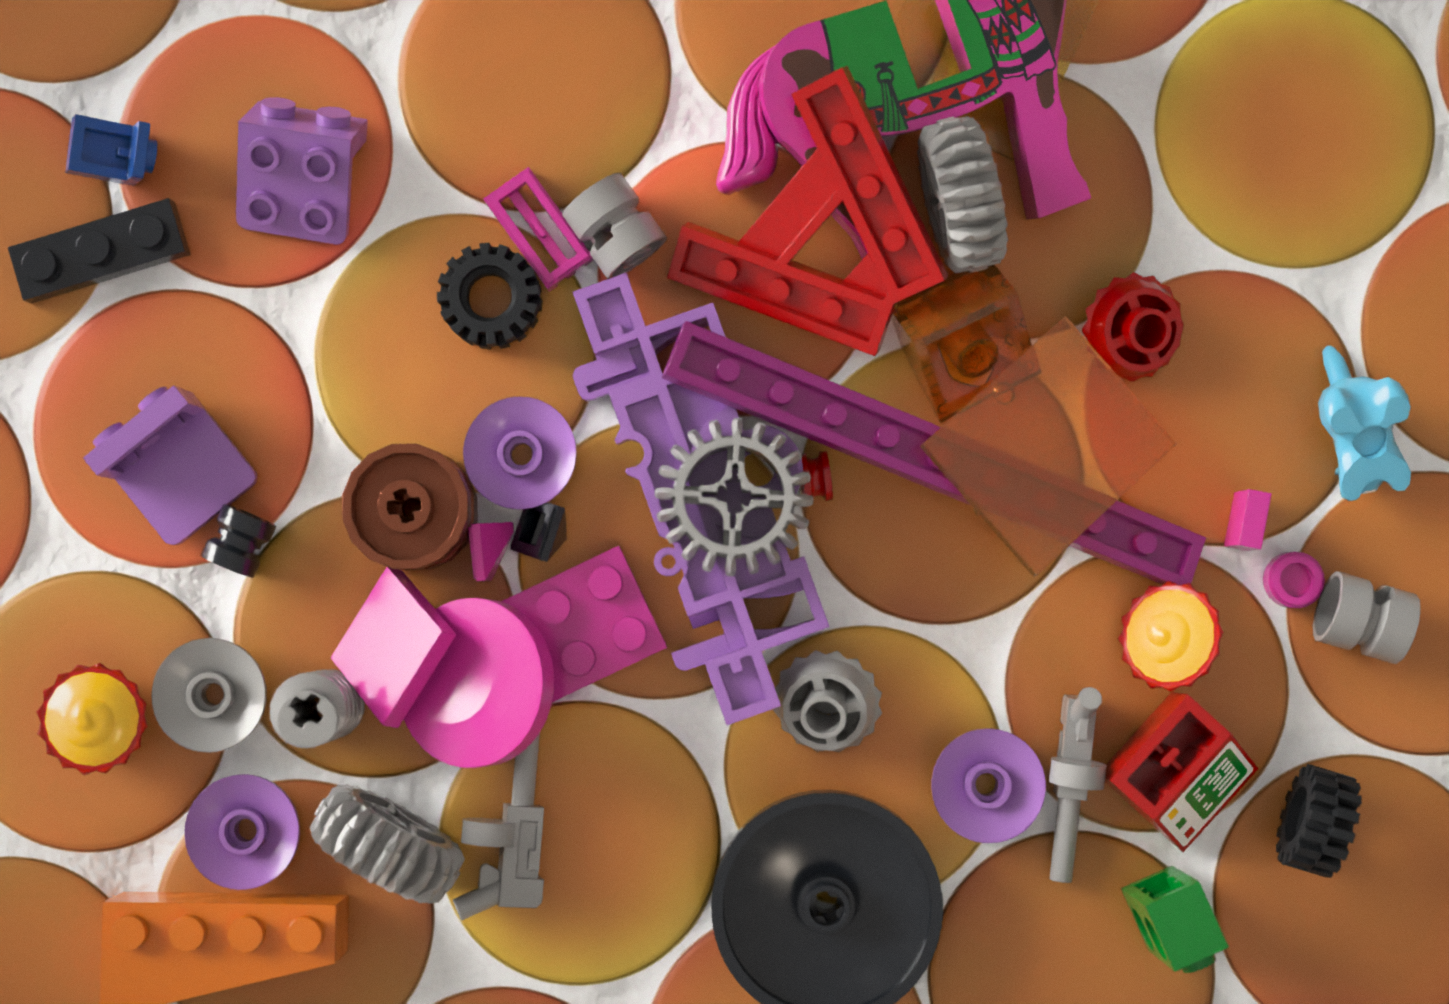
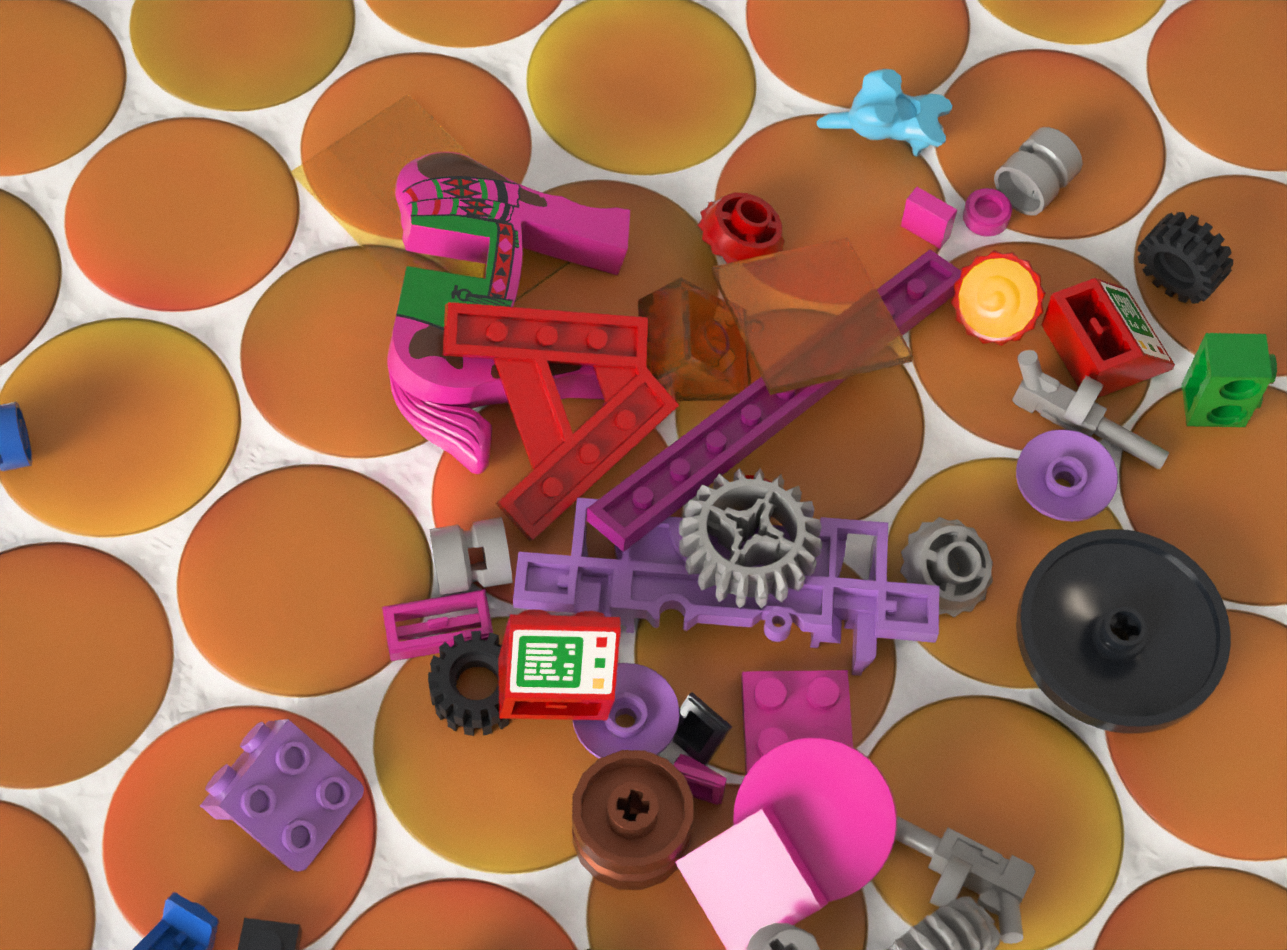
camera: 65 degrees left, 25 degrees down
(507, 371) = (558, 666): none -> slope
(962, 194) = (583, 277): light grey gear -> none

